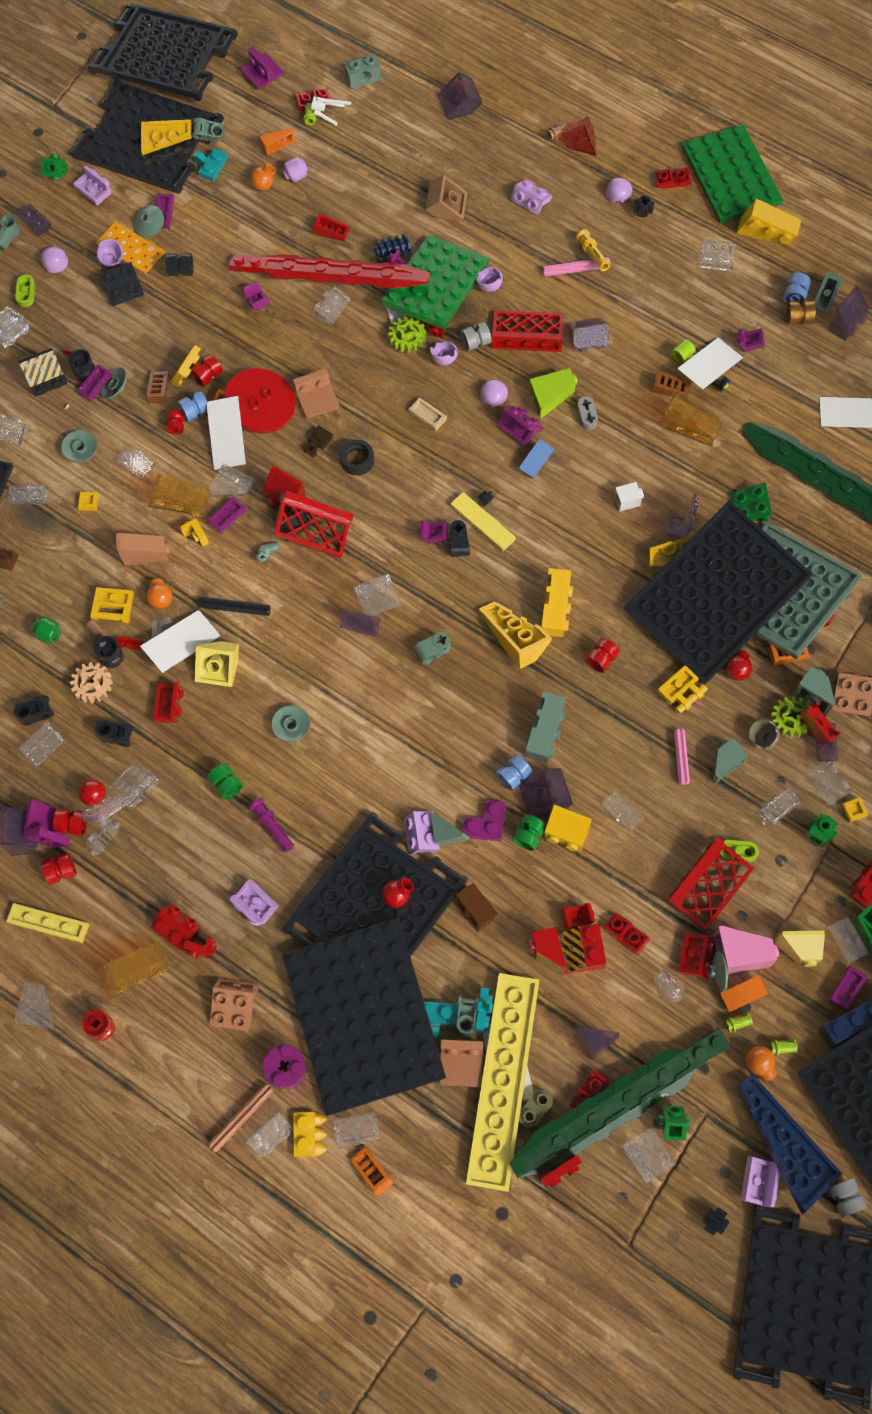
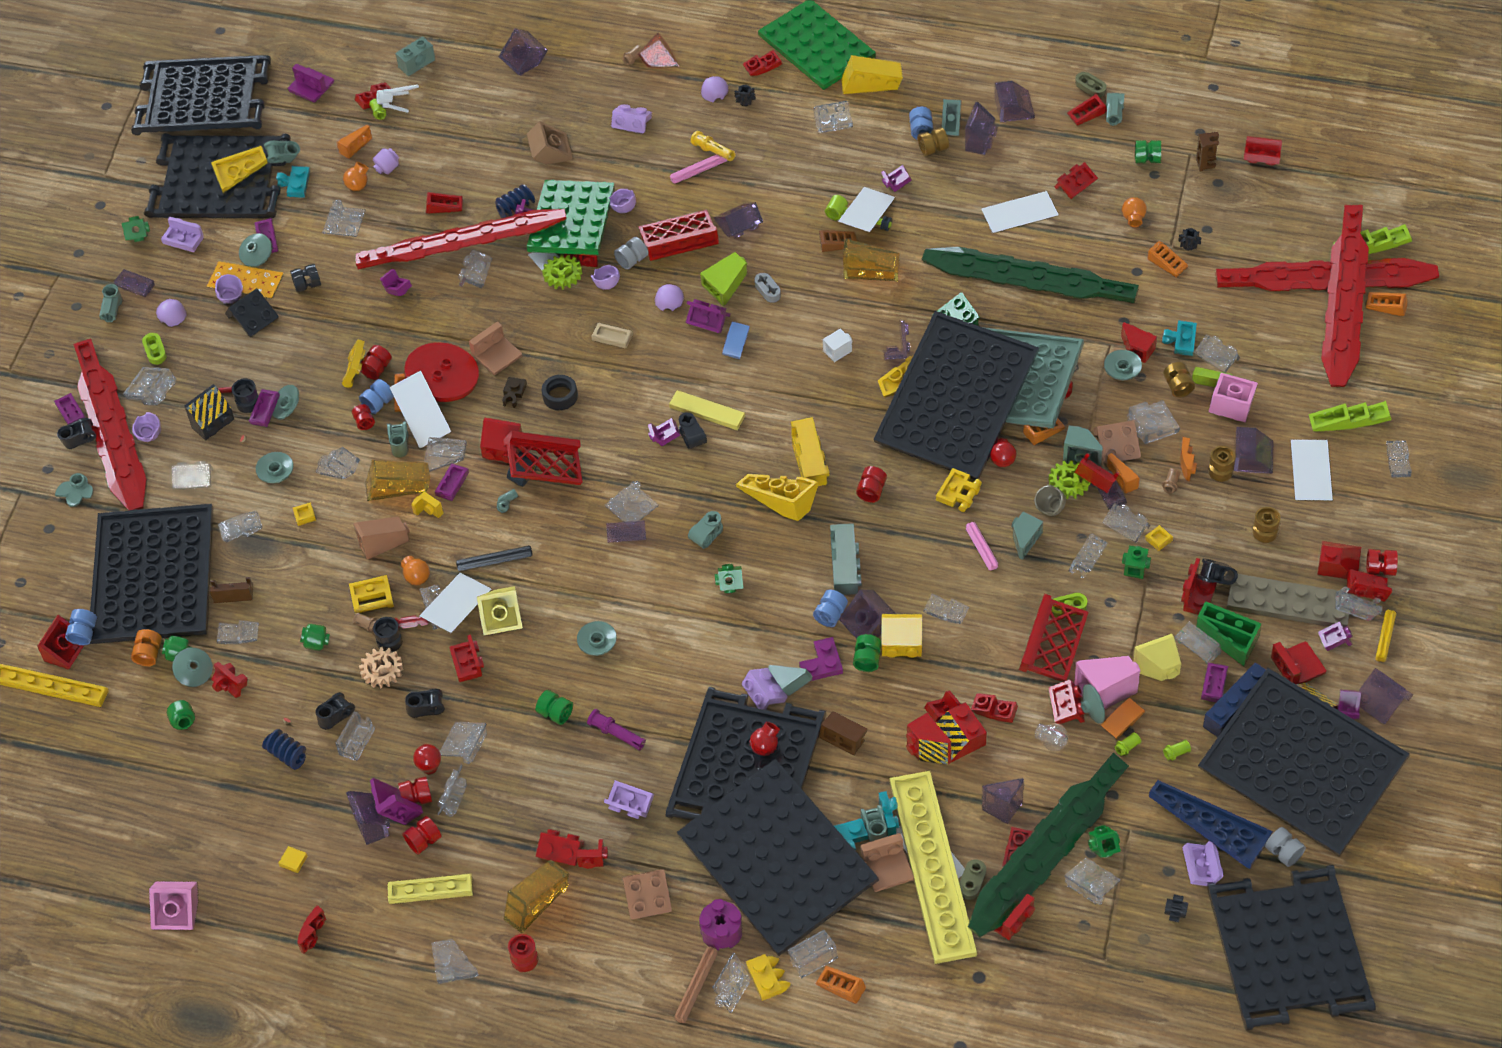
camera: 20 degrees left, 15 degrees down
(105, 809) = (447, 765): clear plate -> none
(157, 397) = (332, 402): dark orange slope -> none
(198, 452) = (398, 439): none -> sand green piece
(236, 216) = (343, 220): none -> clear hinge
(433, 707) = (731, 585): none -> brick
(485, 498) = (700, 388): black plate -> none
(761, 1062) = (1162, 767): orange piece -> none
(848, 736) = (1127, 478): none -> orange slope

